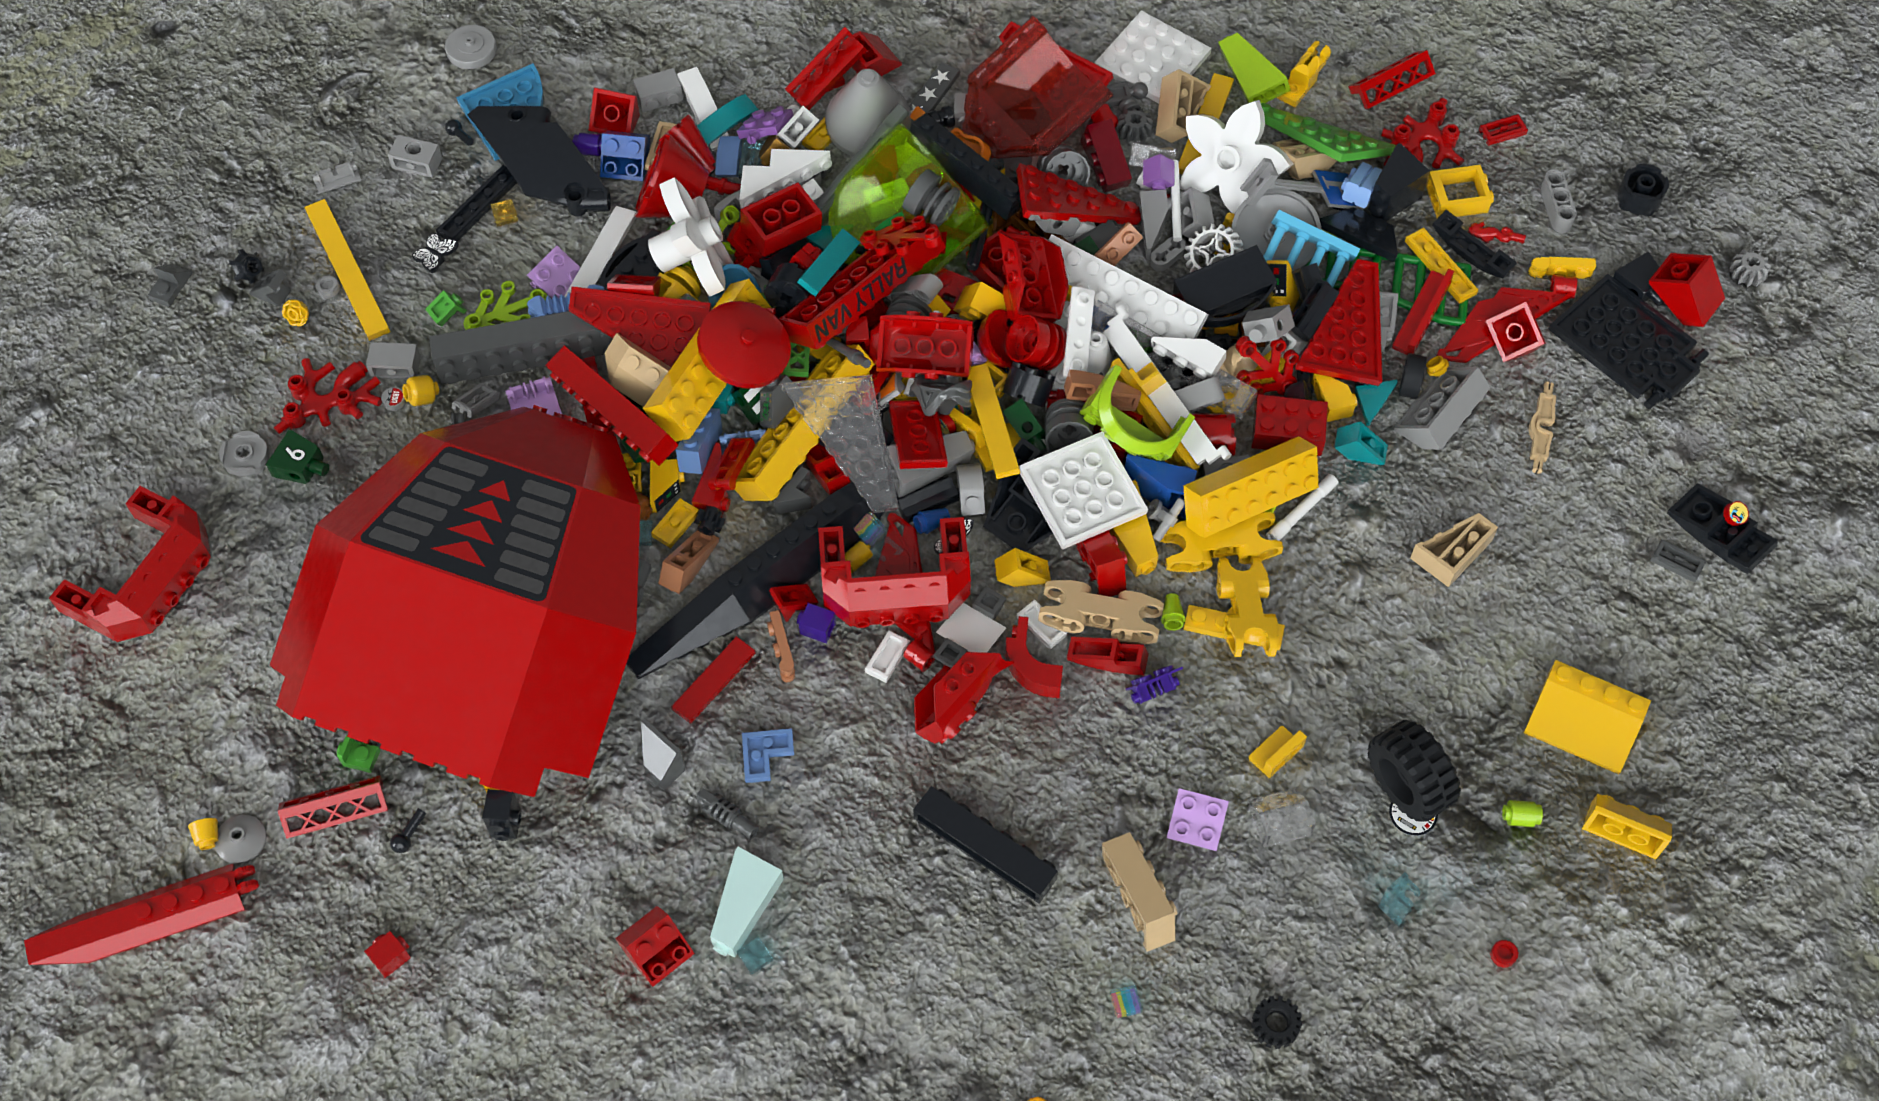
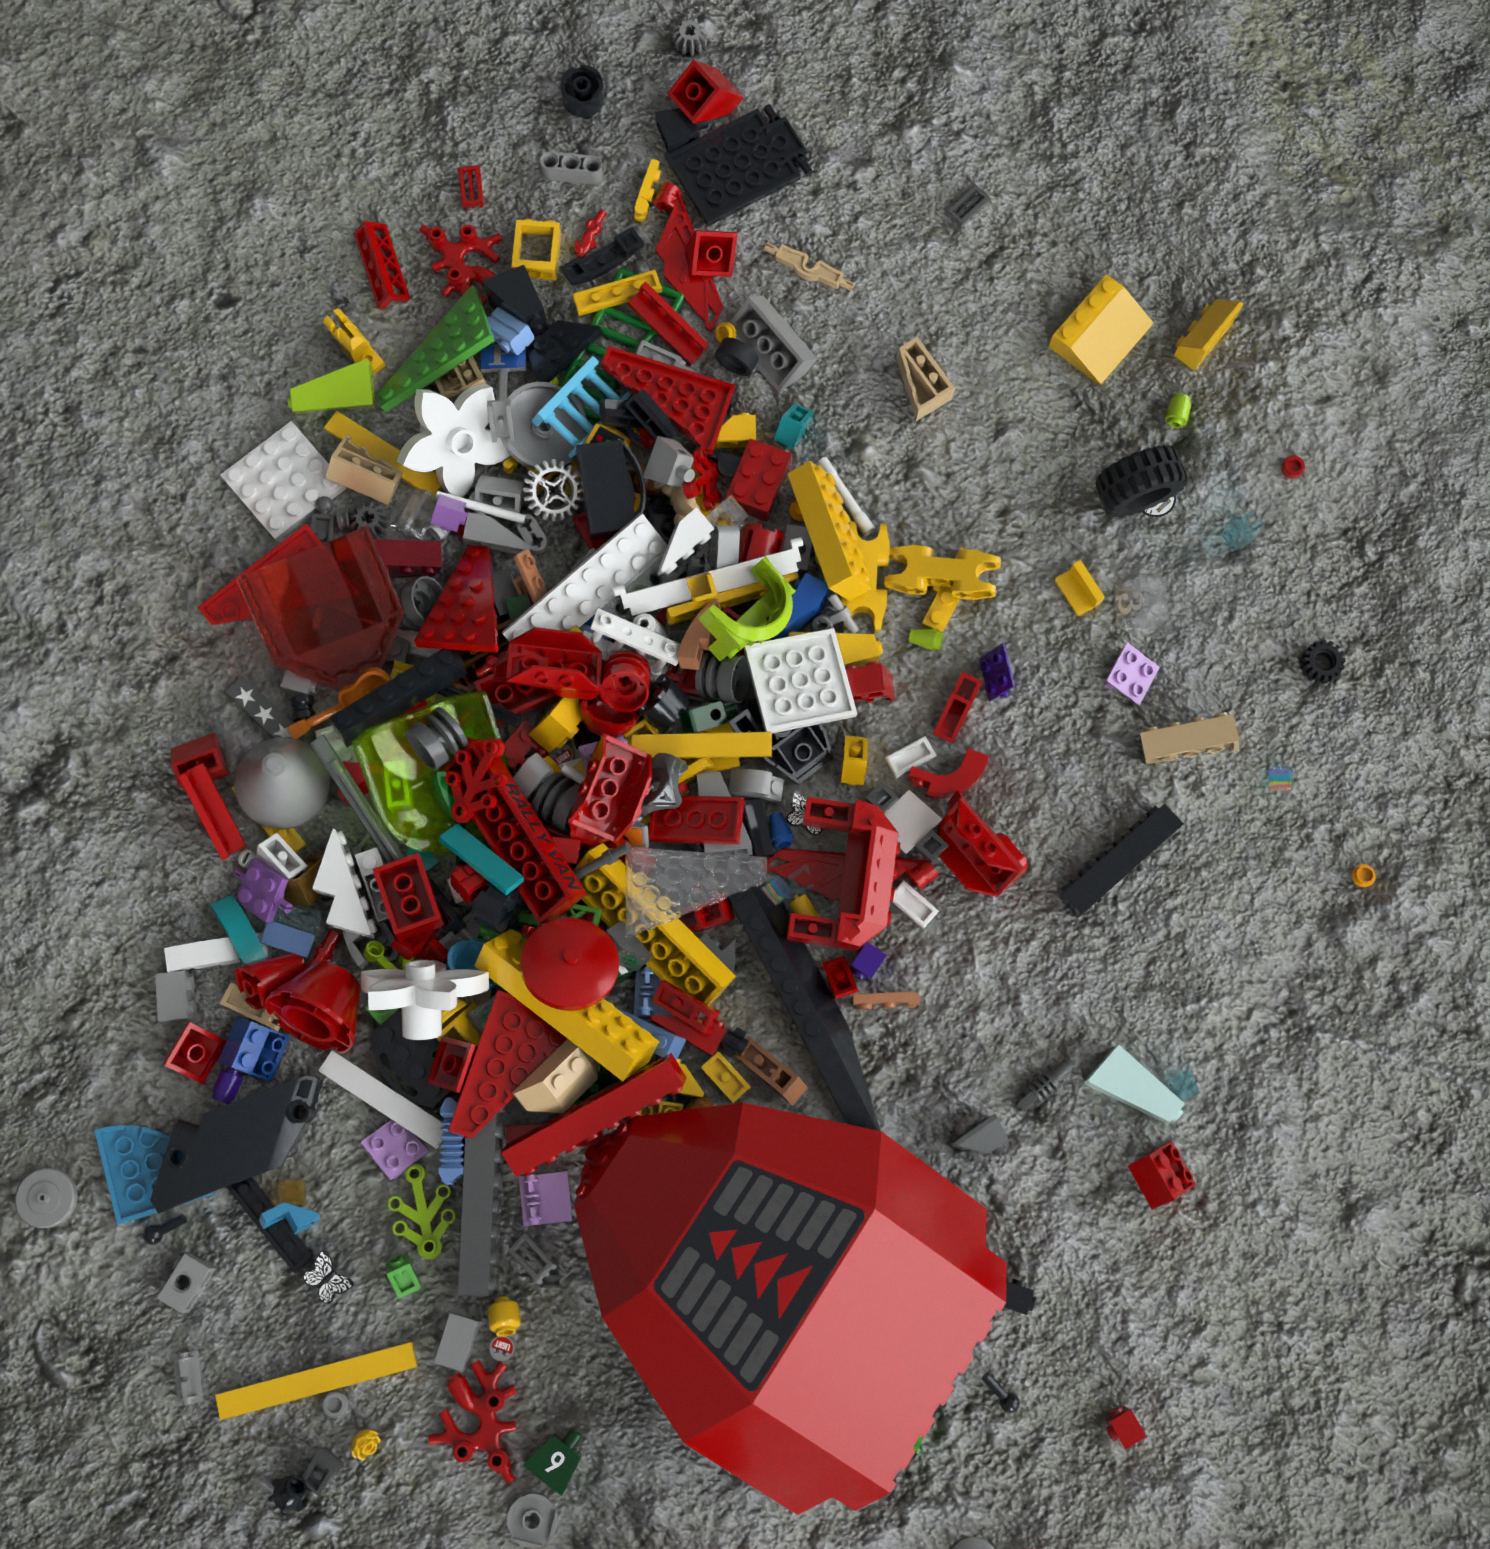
camera: 80 degrees left, 15 degrees up
(328, 798) = (957, 1466): fence -> none
(481, 218) = (297, 1217): none -> dark azure slope
(713, 680) = (903, 1072): red tile -> none
(760, 747) = (985, 1042): medium blue plate -> none
(1083, 608) = (909, 715): tan piece -> none
(1372, 398) = (745, 400): teal tile -> none
(1702, 517) = (946, 159): black slope -> none
(1736, 513) = (944, 142): tile -> none

